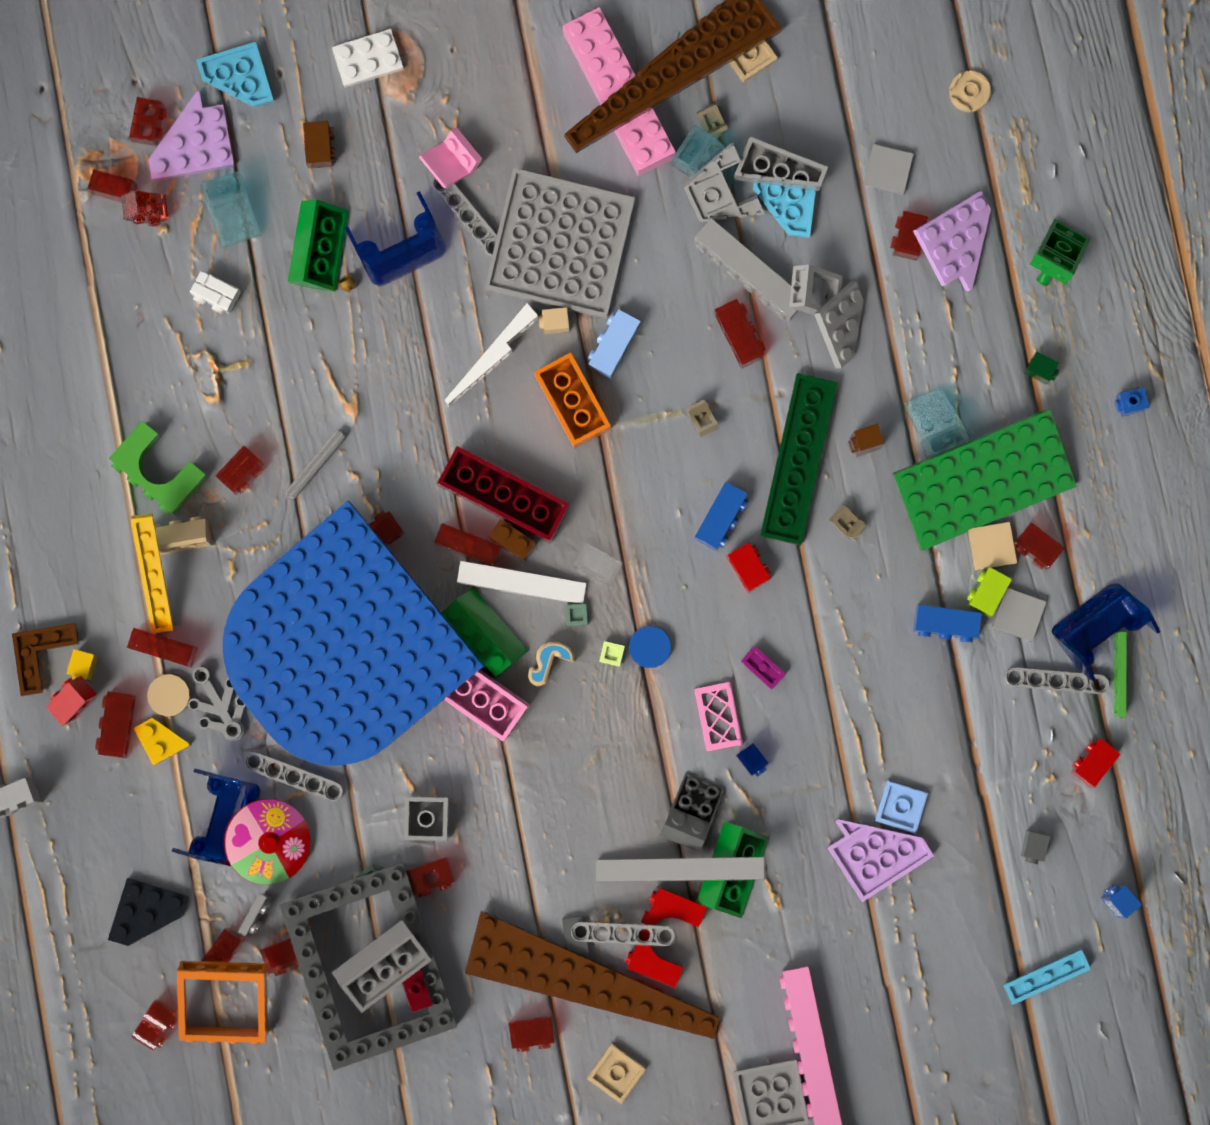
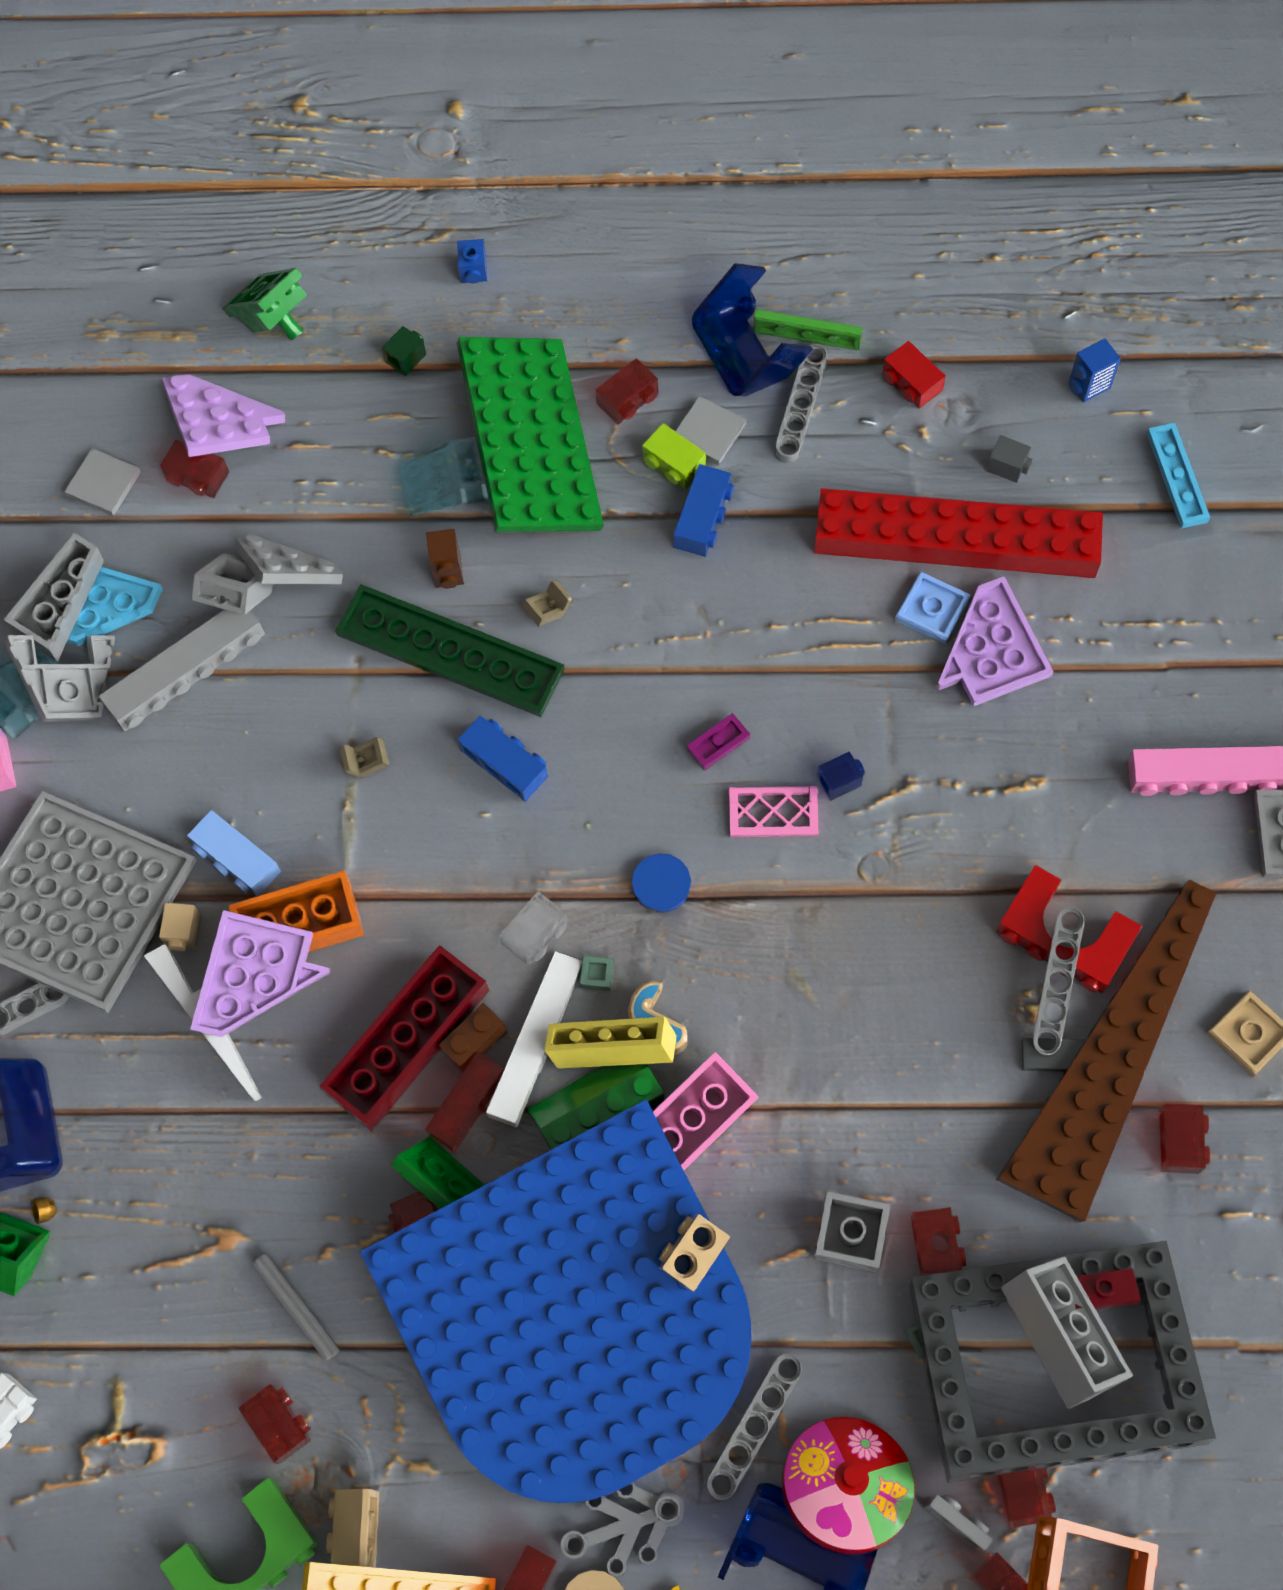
camera: 75 degrees left, 15 degrees down
(387, 722) = (700, 1257): none -> tan brick
(414, 539) = (435, 1173): none -> green plate
(522, 634) = (610, 1042): none -> light yellow brick
(525, 381) = (252, 971): none -> lavender wing
(611, 654) = (661, 933): yellowish green plate -> none
(680, 869) = (978, 889): light grey tile -> none
(692, 812) = (900, 866): dark grey slope -> none
(732, 895) = (985, 828): green slope -> none
(740, 333) = (263, 692): clear red brick -> none
(749, 567) = (580, 735): red brick -> none
(963, 816) = (959, 533): none -> red brick
(969, 91) = (34, 374): tan tile -> none
(992, 546) = (615, 445): tan tile -> none

